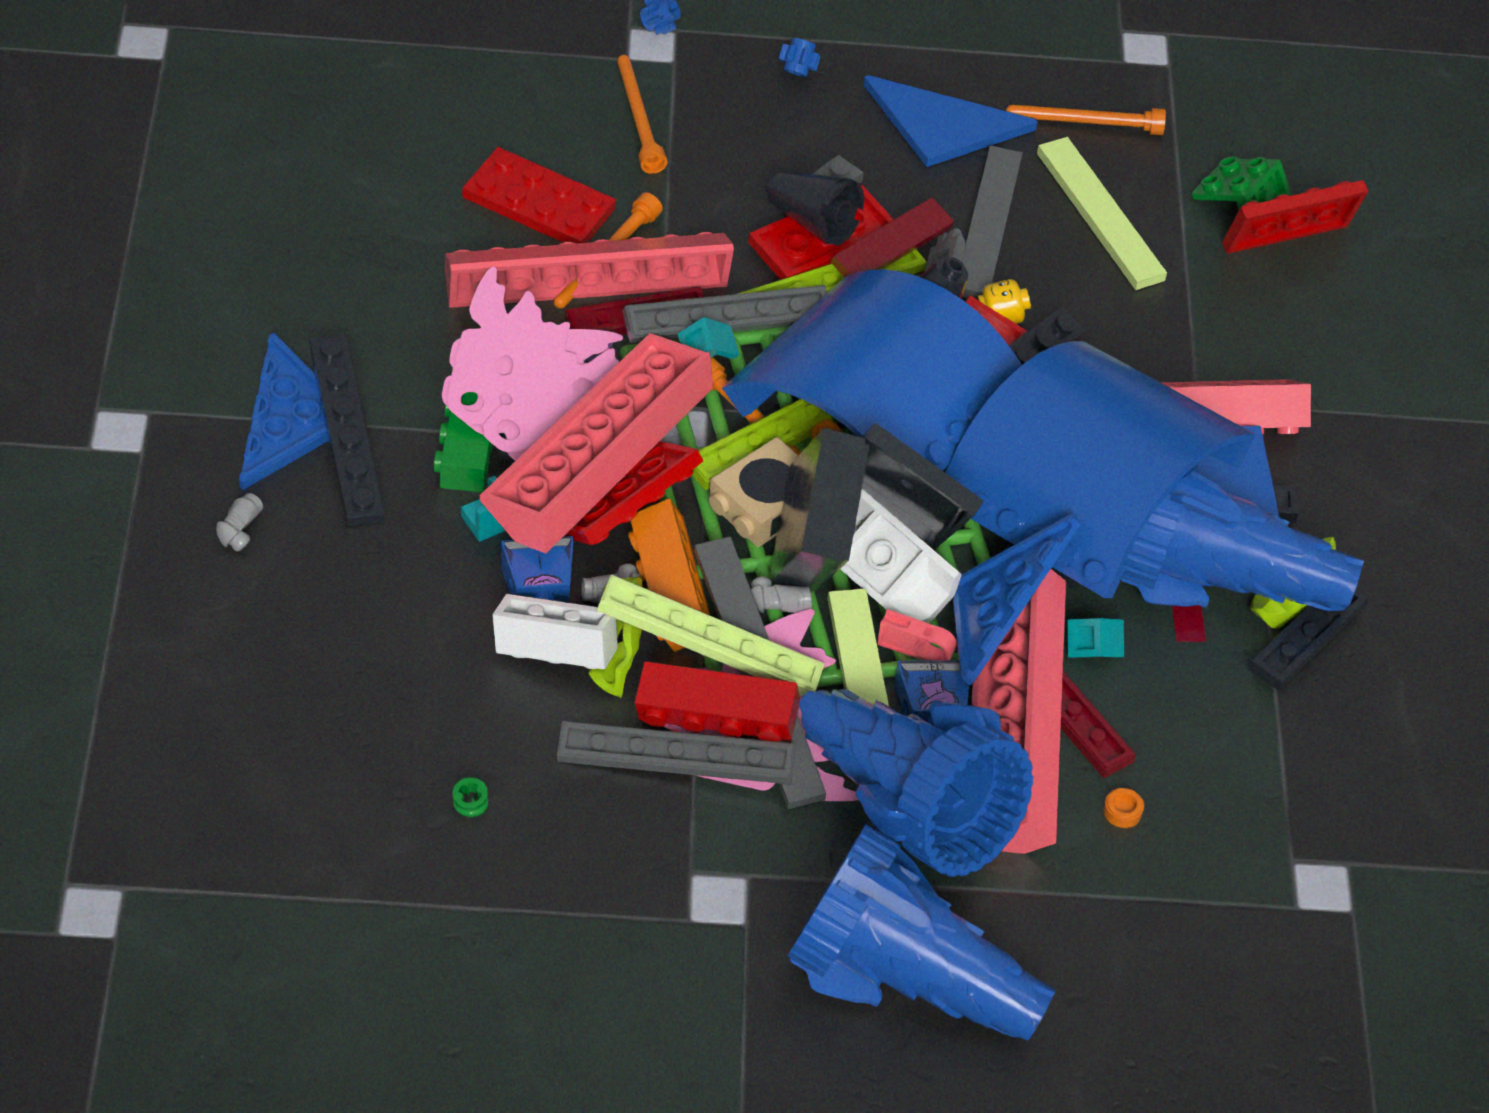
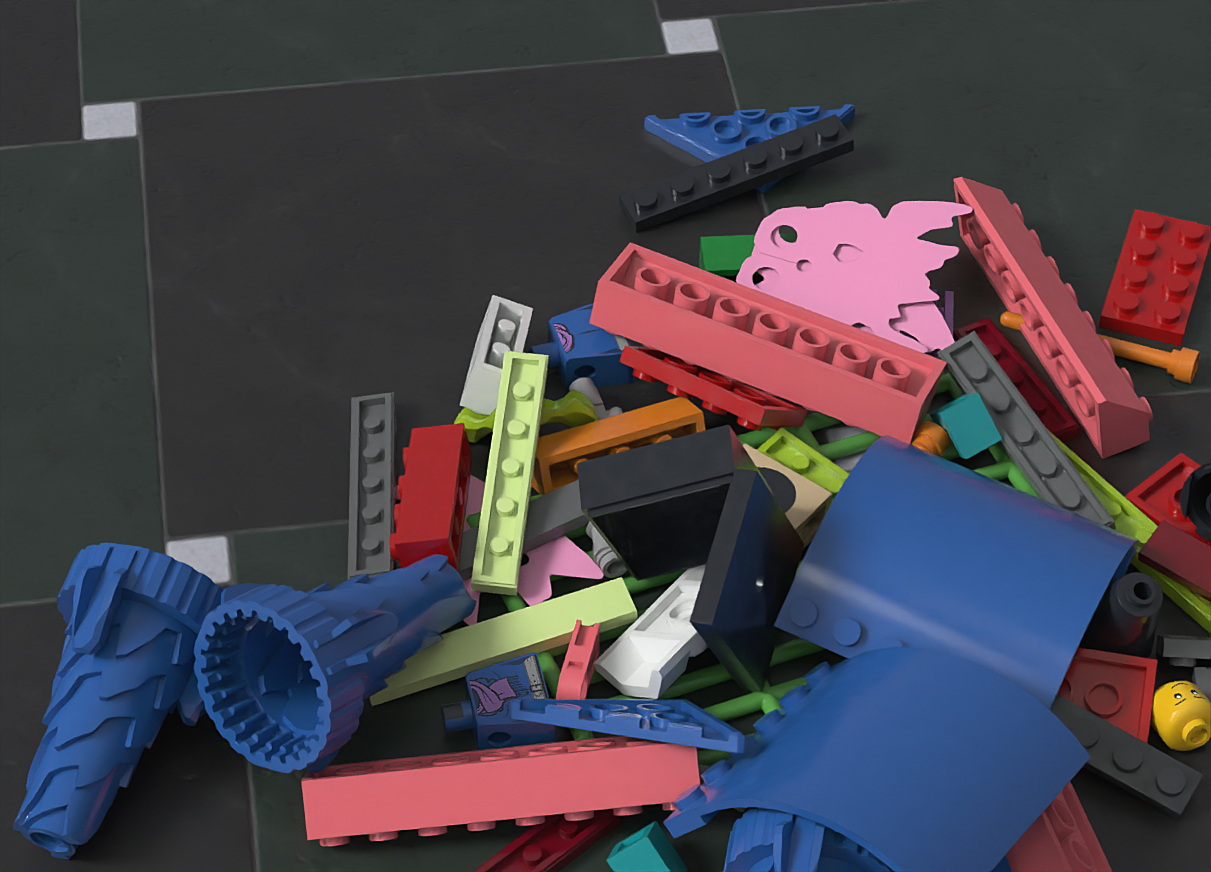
camera: 85 degrees right, 5 degrees down
(239, 516) = (591, 124): light grey arm -> none
(464, 787) = (287, 344): green bush -> none

